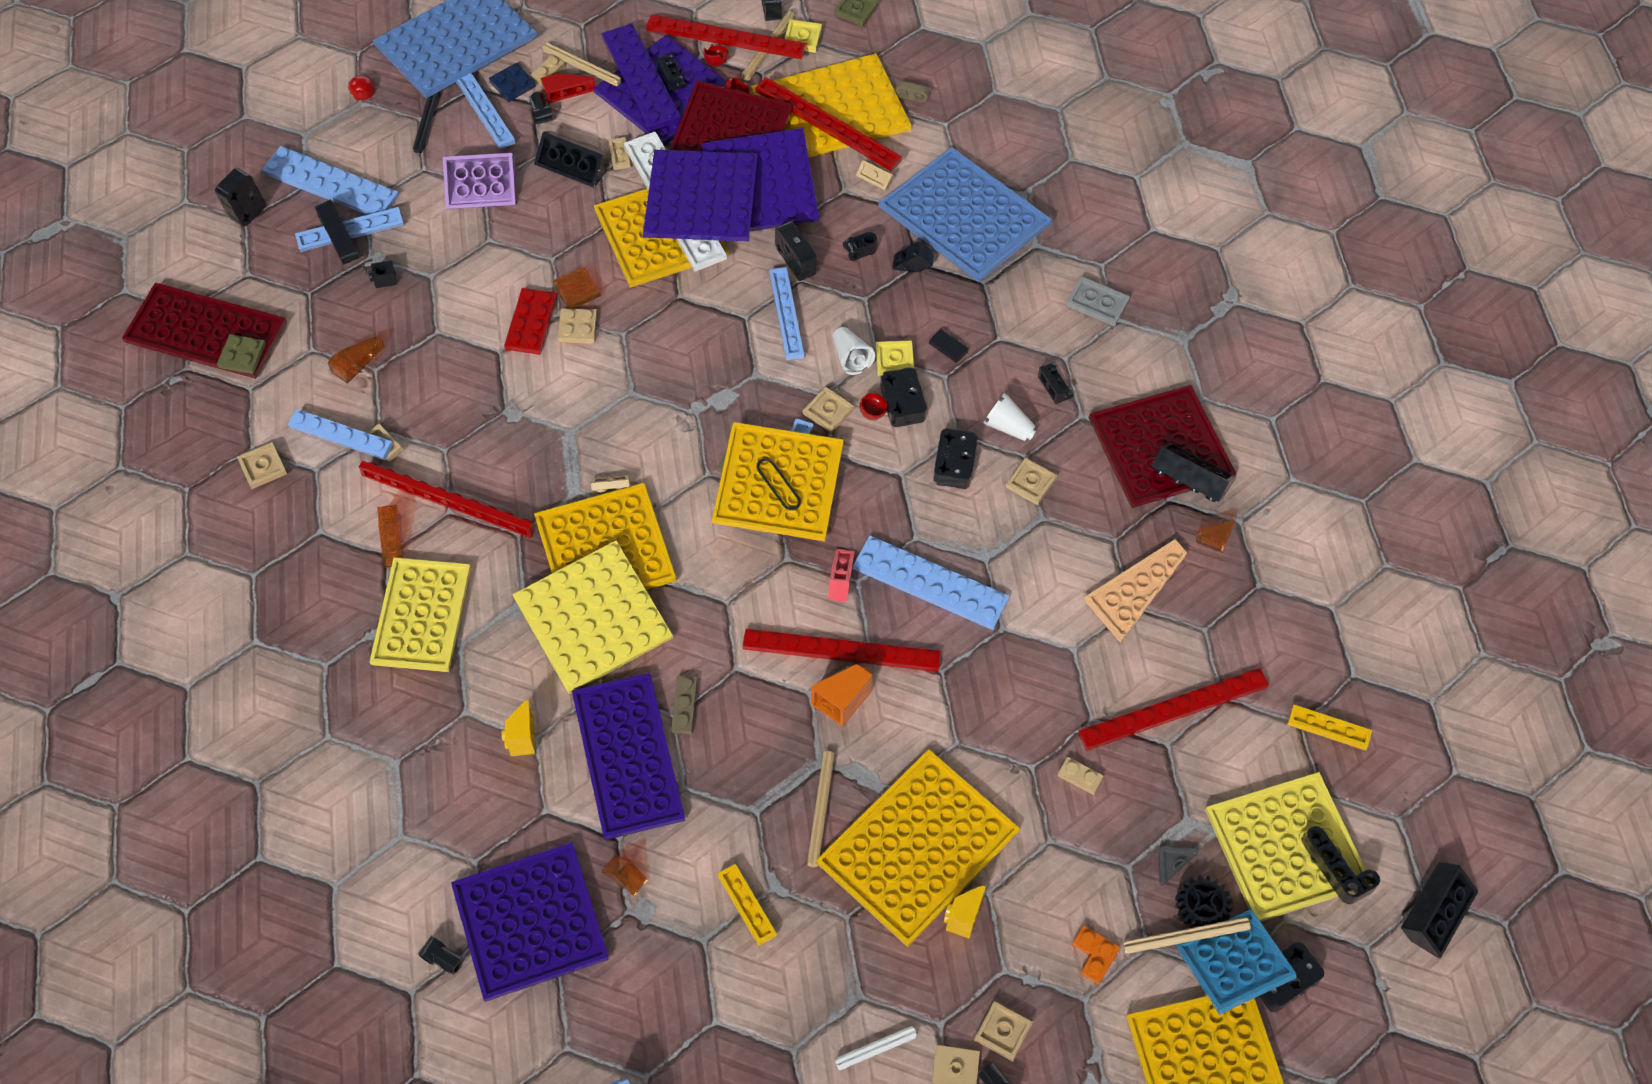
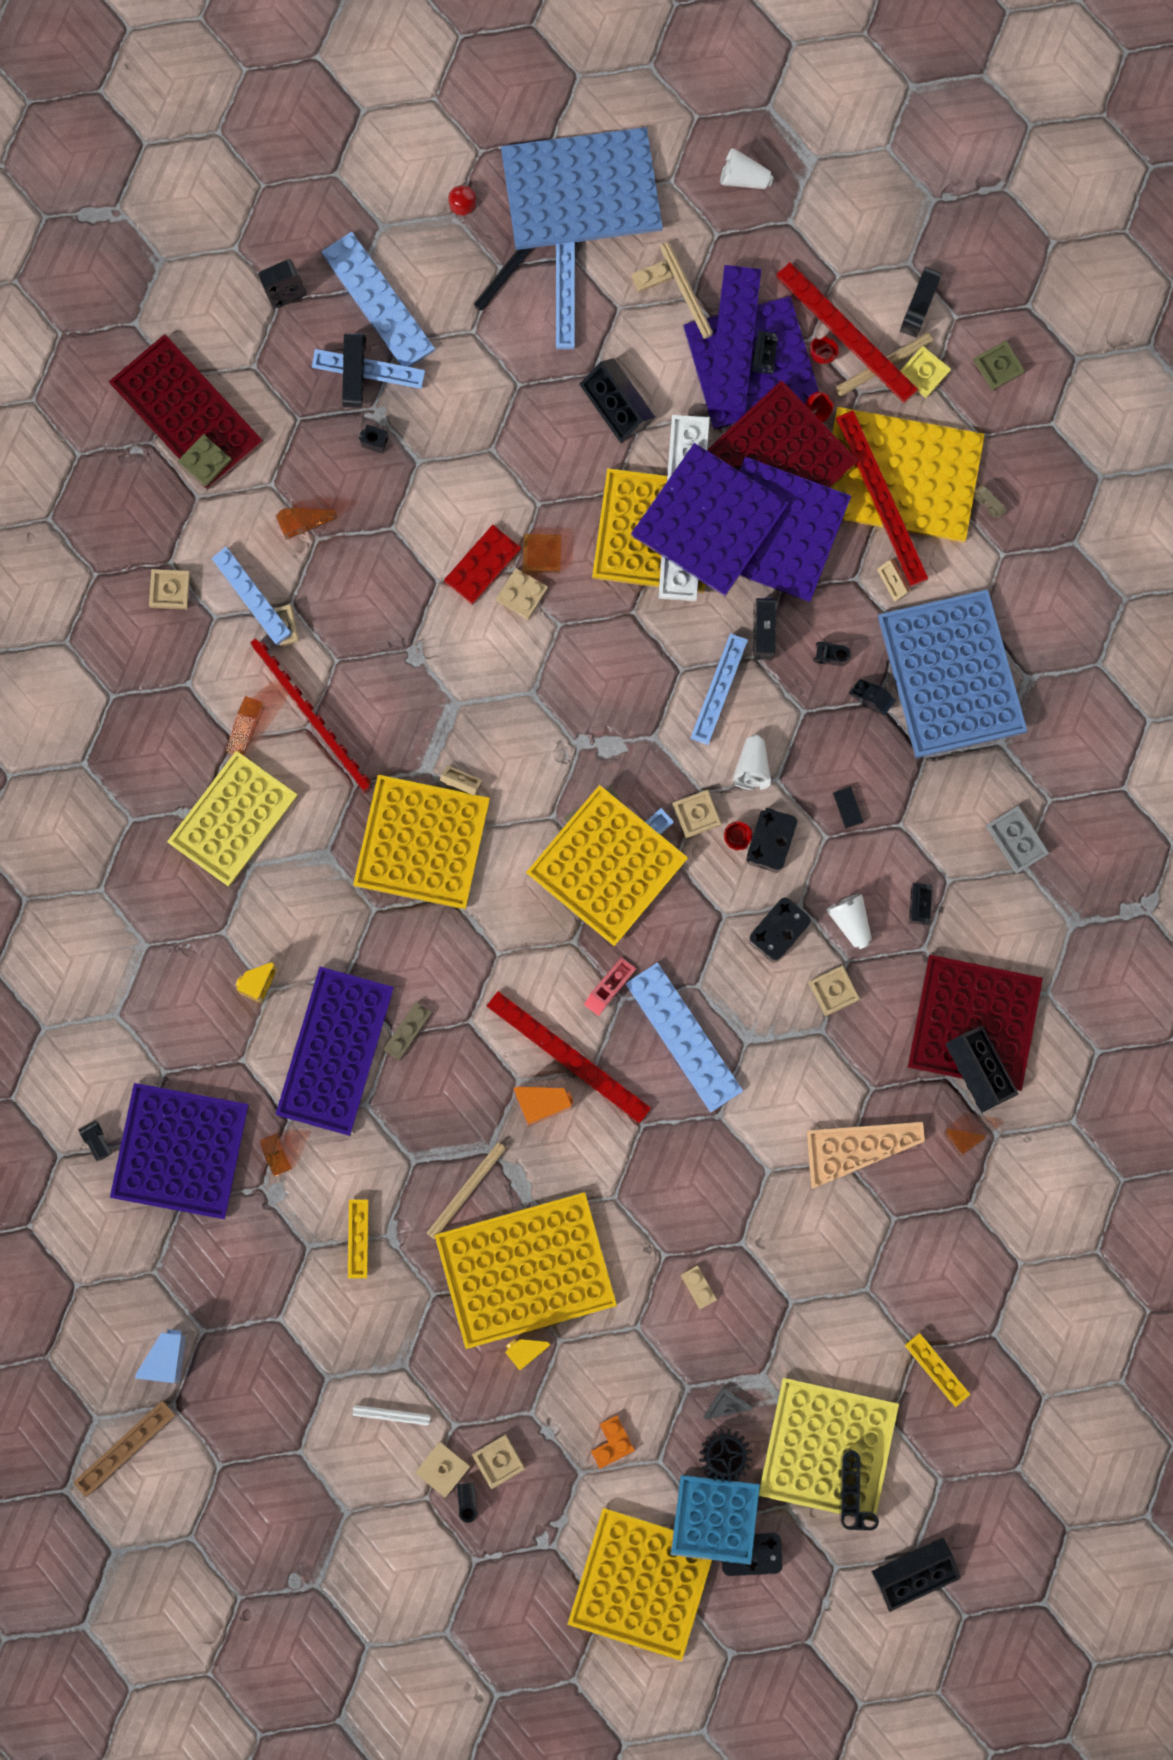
camera: 30 degrees right, 20 degrees up
(479, 180) = (516, 379): lavender slope -> none
(512, 82) = (609, 272): dark blue plate -> none
(541, 112) = (618, 326): black piece -> none
(564, 86) = (654, 307): red slope -> none
(592, 616) = (374, 906): light yellow plate -> none
(619, 155) = (662, 422): tan plate -> none
(785, 480) = (611, 869): black piece -> none
(894, 356) = (789, 793): light yellow plate -> none
(1173, 709) = (817, 1275): red plate -> none
(1187, 935) = (692, 1474): tan axle -> none

